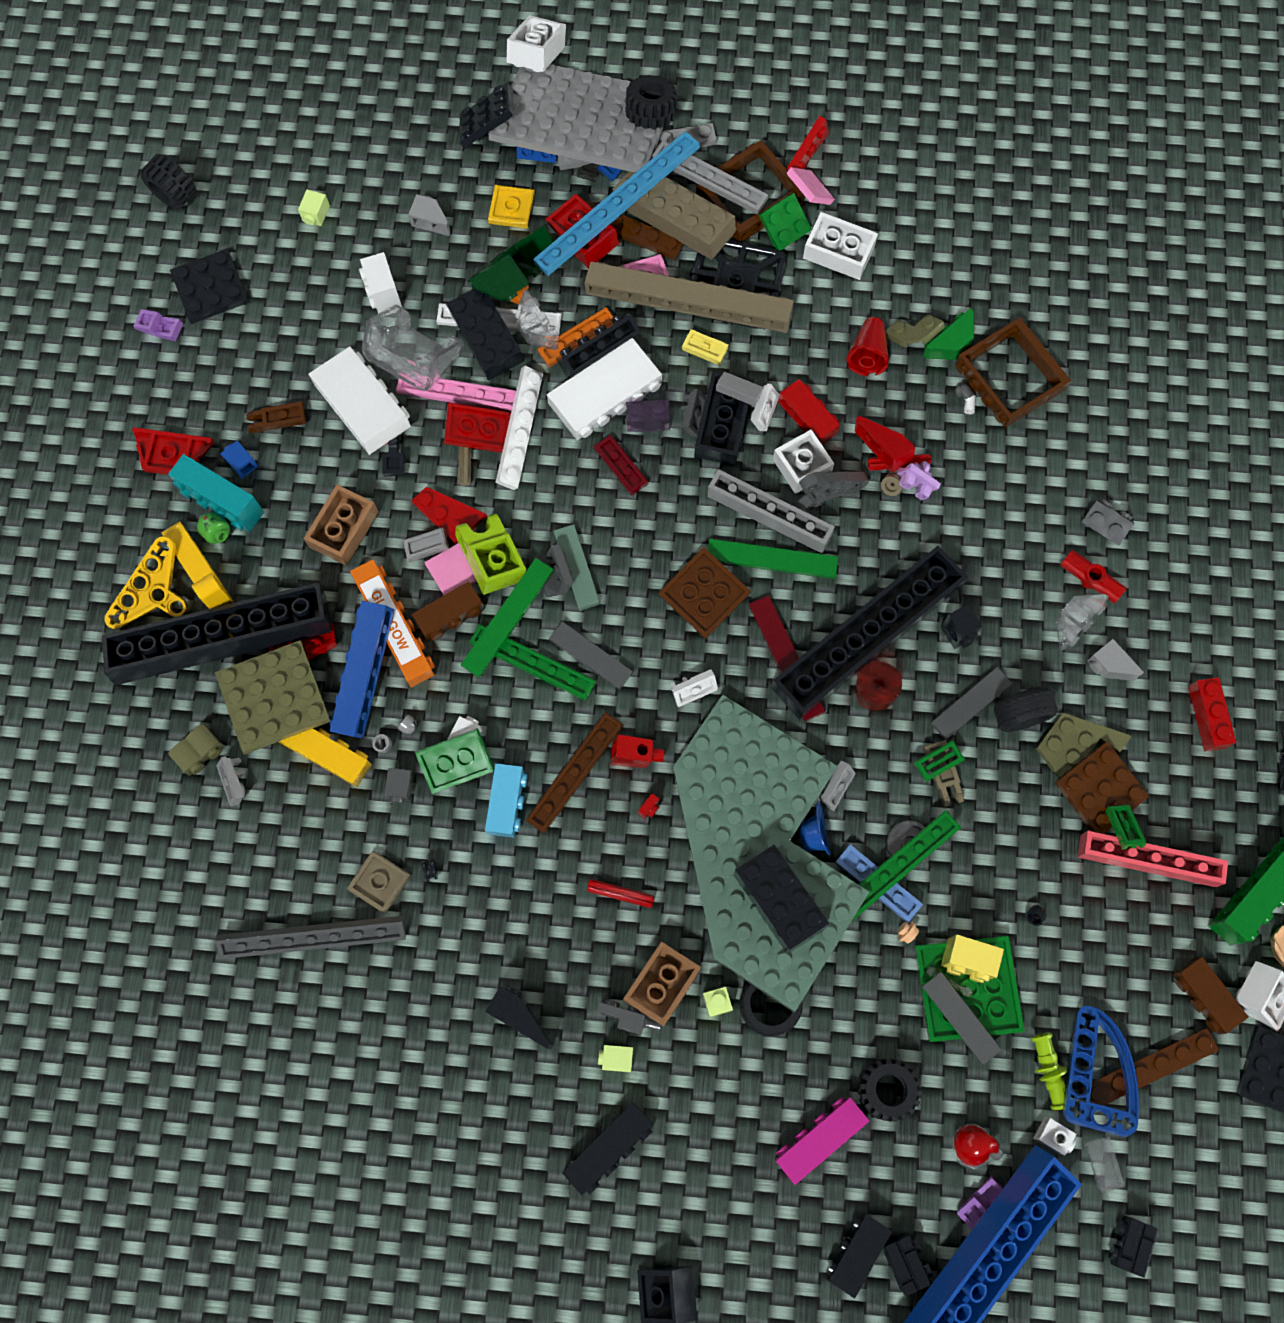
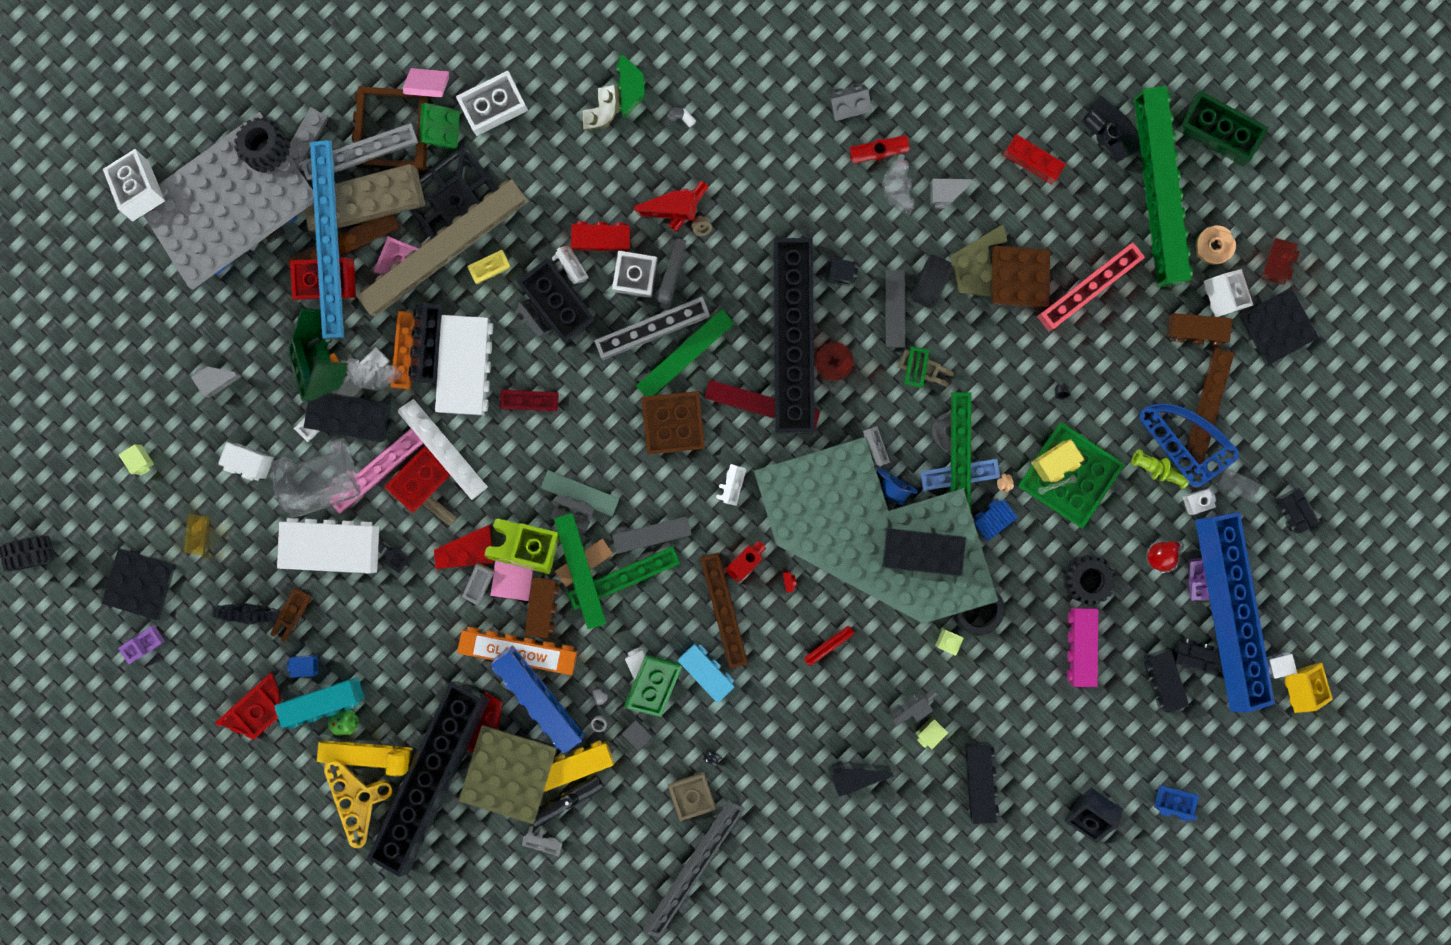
camera: 50 degrees left, 15 degrees up
(196, 749) = (500, 851): olive brick -> none
(248, 374) = (245, 613): none -> black gear
(273, 765) = (556, 806): none -> black piece
(287, 296) = (196, 534): none -> clear yellow plate
(341, 525) = (416, 632): medium nougat brick -> none
(485, 114) = (167, 274): black plate -> none
(511, 206) = (255, 312): yellow tile -> none
(532, 621) = (595, 555): none -> medium nougat tile
(648, 416) = (509, 352): clear purple brick -> none
(662, 984) = (912, 670): medium nougat slope -> none
(739, 388) = (546, 275): light grey slope -> none
(810, 145) = (393, 56): red wing -> none
(866, 949) = (994, 519): none -> blue brick
(869, 349) = (588, 152): red cone -> none
(920, 477) = (711, 204): lavender hips -> none
(961, 1018) = (1085, 497): dark grey tile -> none
(1037, 354) = (689, 37): reddish brown window -> none
(1122, 827) = (1069, 299): green tile -> none

